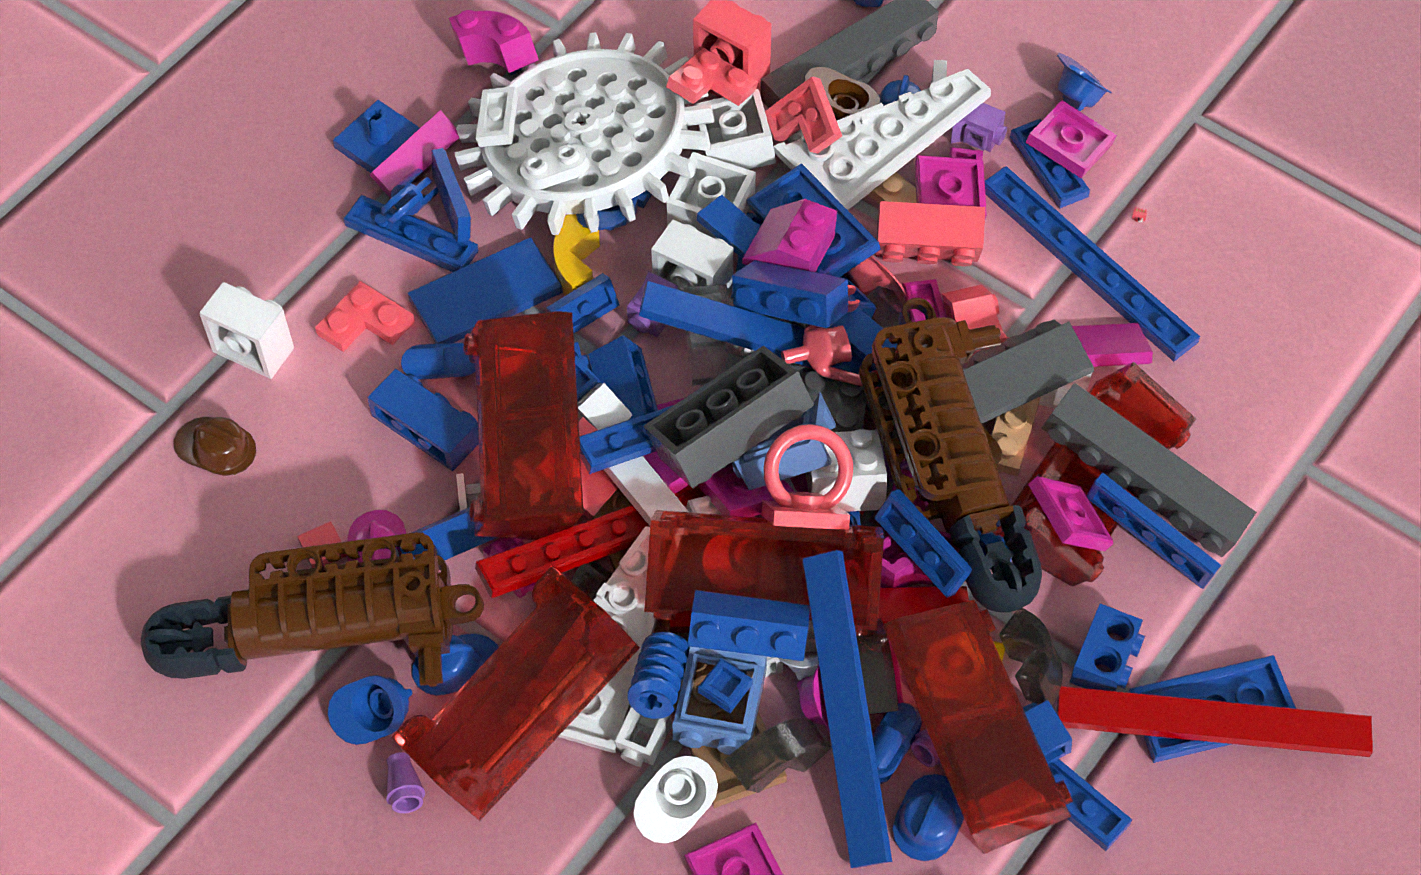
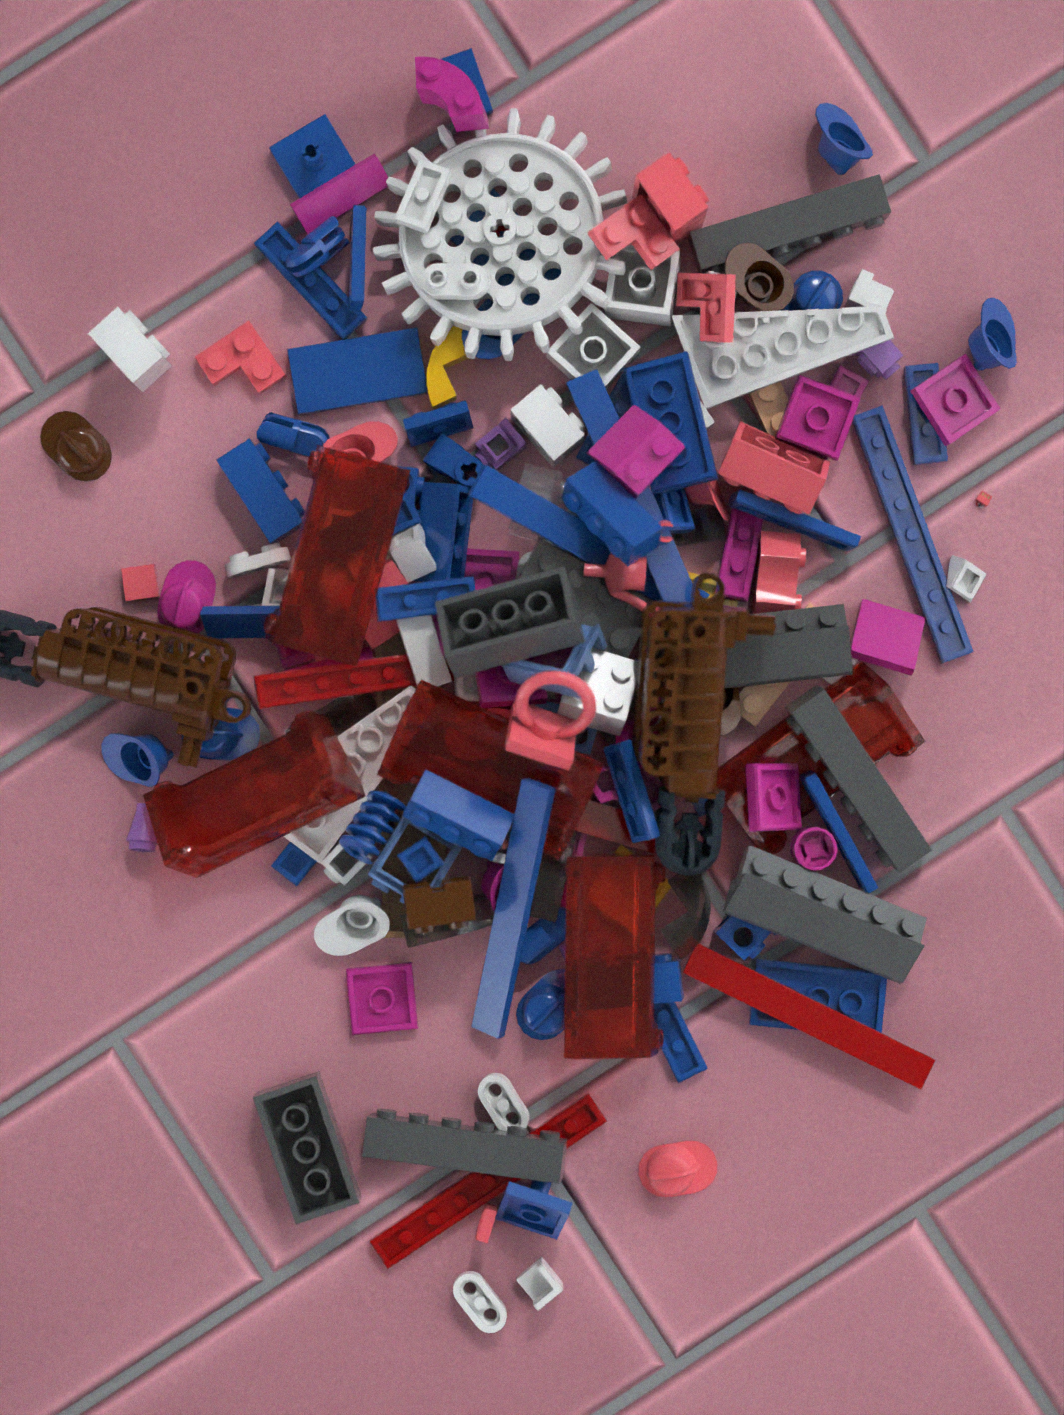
camera: 20 degrees right, 30 degrees up
(441, 483) = (243, 564): none -> white plate
(585, 765) = (293, 864): none -> blue tile
(606, 326) = (451, 460): none -> blue piece
(764, 720) = (439, 905): none -> reddish brown brick
(962, 273) = (795, 522): none -> blue tile
(1134, 555) = (813, 848): none -> dark pink wheel
(1157, 278) = (964, 578): none -> white slope
(1181, 608) = (825, 915): none -> dark grey slope

